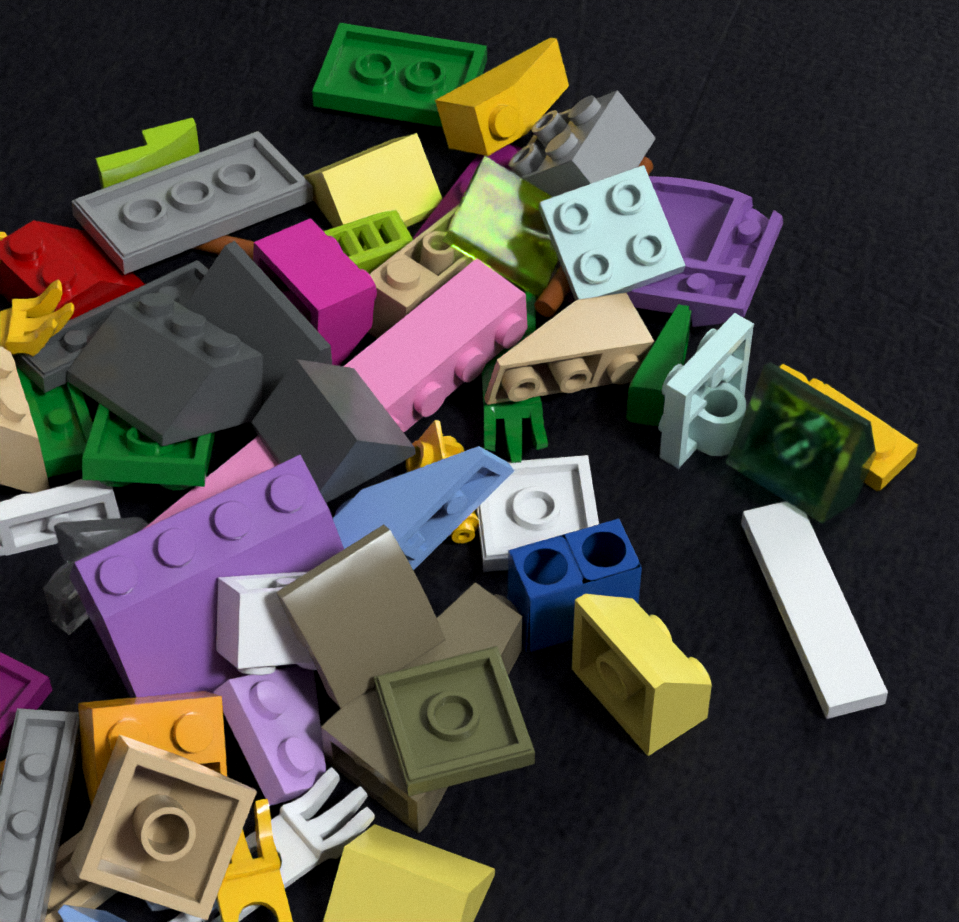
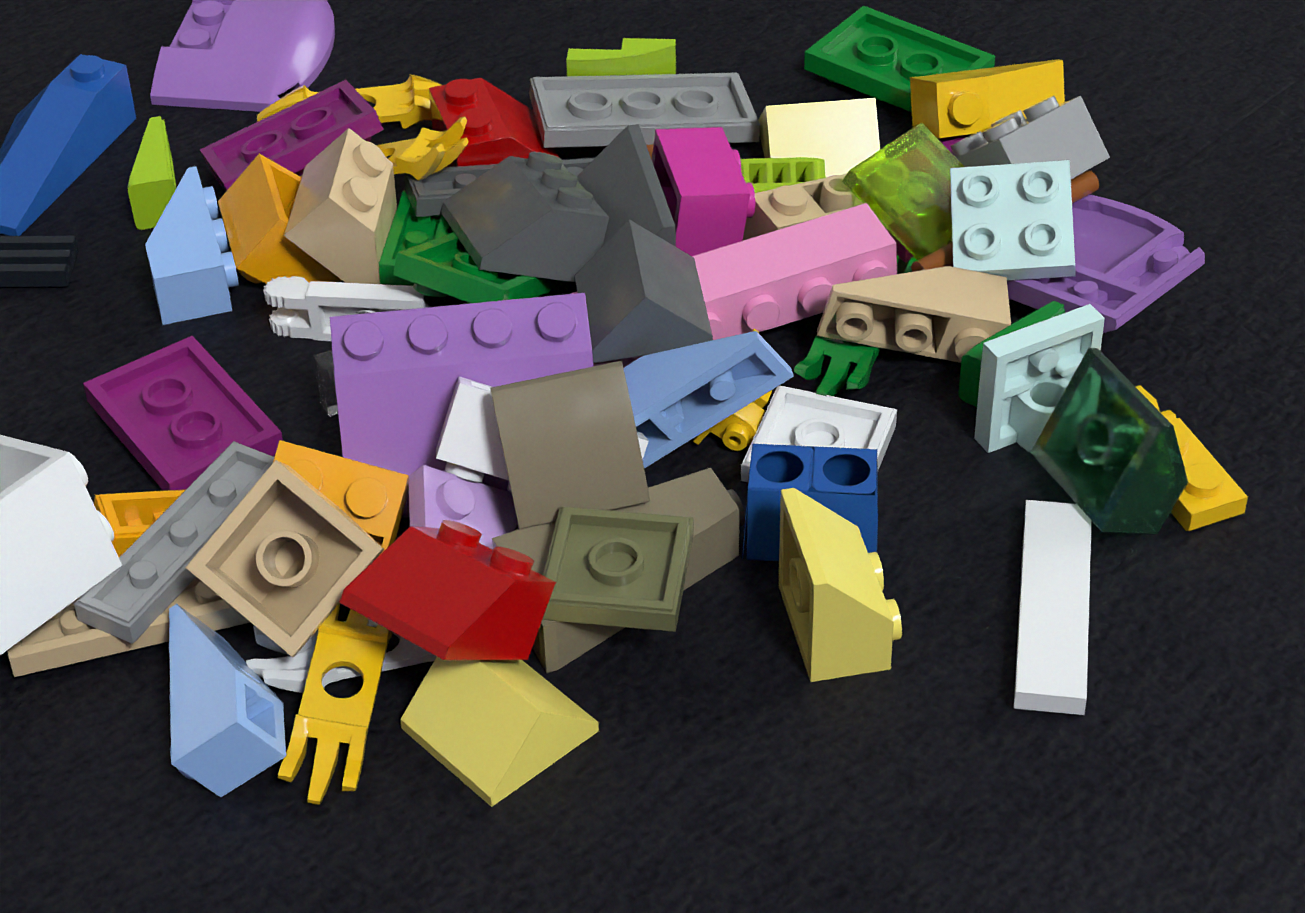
camera: 25 degrees right, 10 degrees down
(336, 811) = (453, 594): none -> red slope

